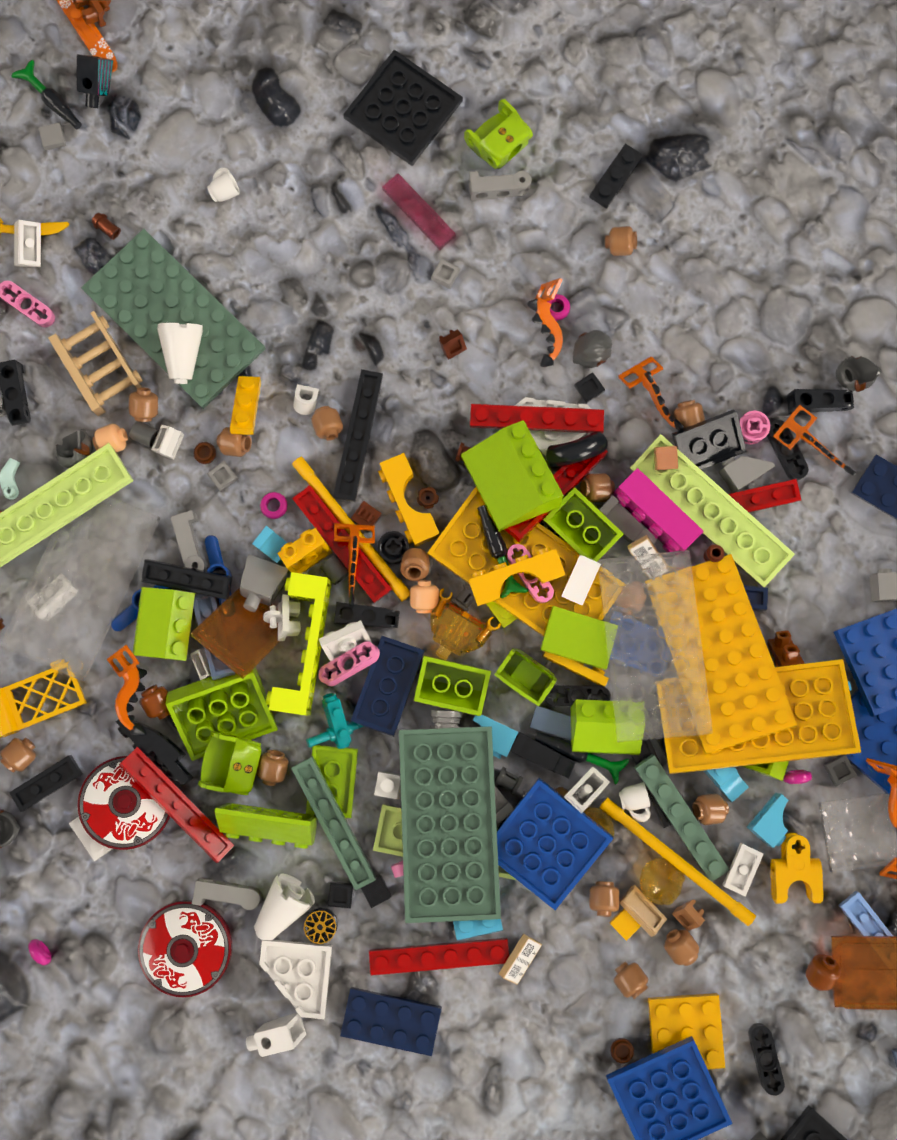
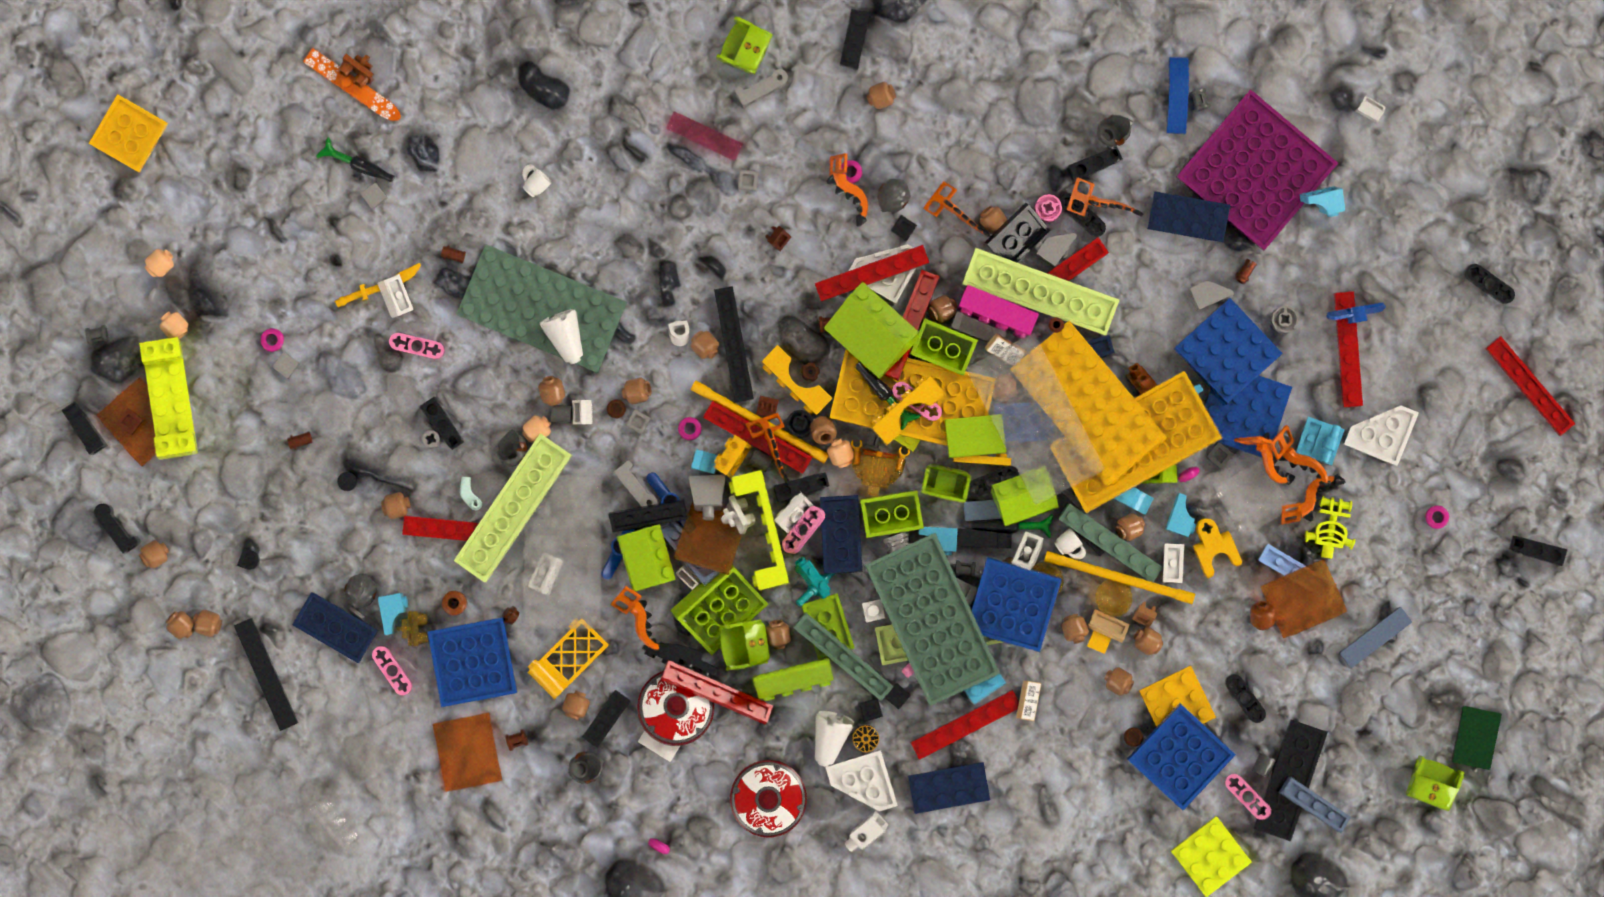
camera: 20 degrees left, 5 degrees up
(74, 364) = (496, 390): tan fence -> none
(93, 78) = (390, 134): black torso -> none
(154, 702) = (664, 621): dark orange head -> none
(244, 895) = (799, 739): light grey leg -> none
(245, 405) = (634, 357): yellow plate -> none
(403, 107) = (655, 53): black plate -> none
(576, 450) = (914, 288): black cylinder -> none
(581, 580) = (958, 390): white slope -> none
(666, 458) = (987, 266): nougat slope -> none

